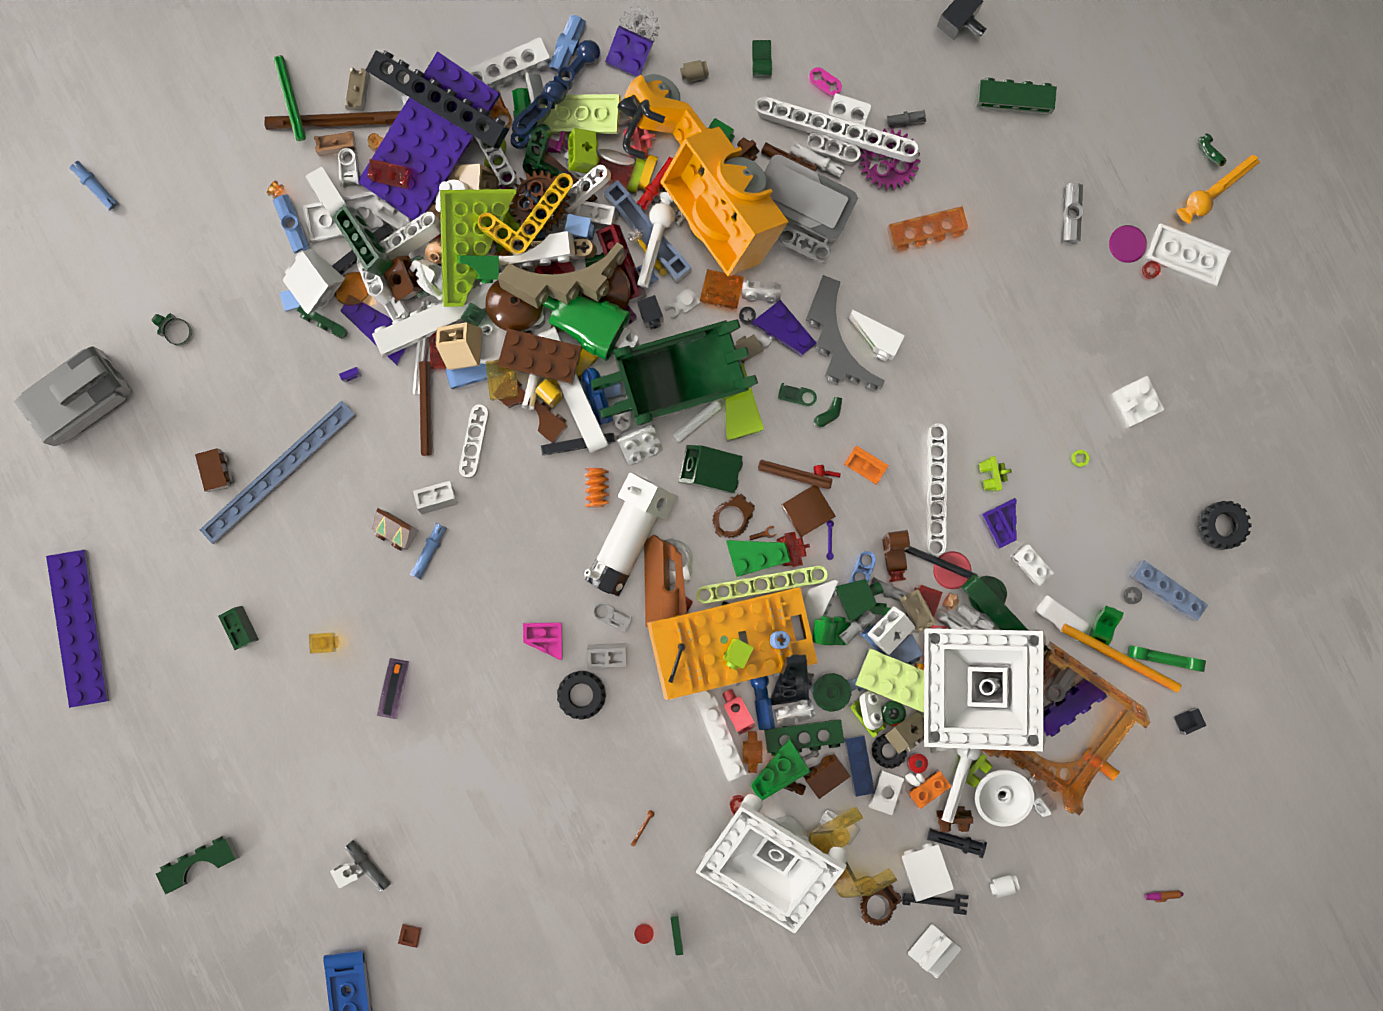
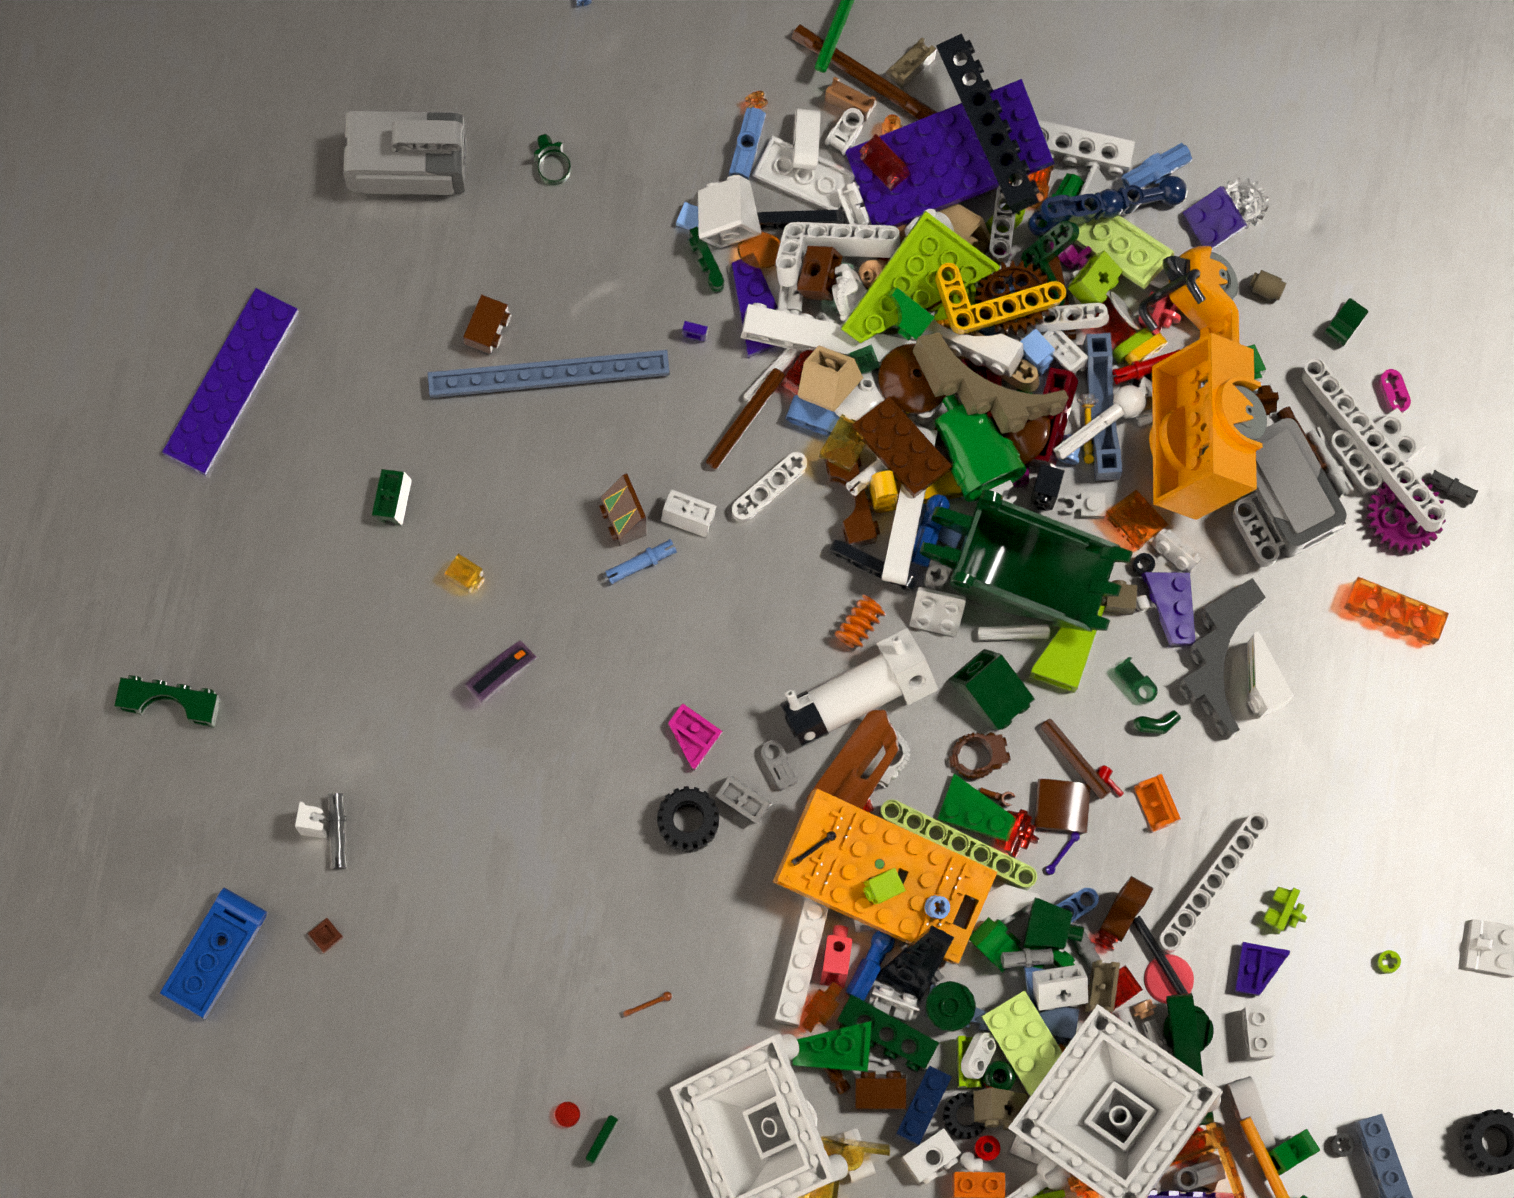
camera: 30 degrees right, 10 degrees down
(362, 240) = (807, 207): dark green brick -> none

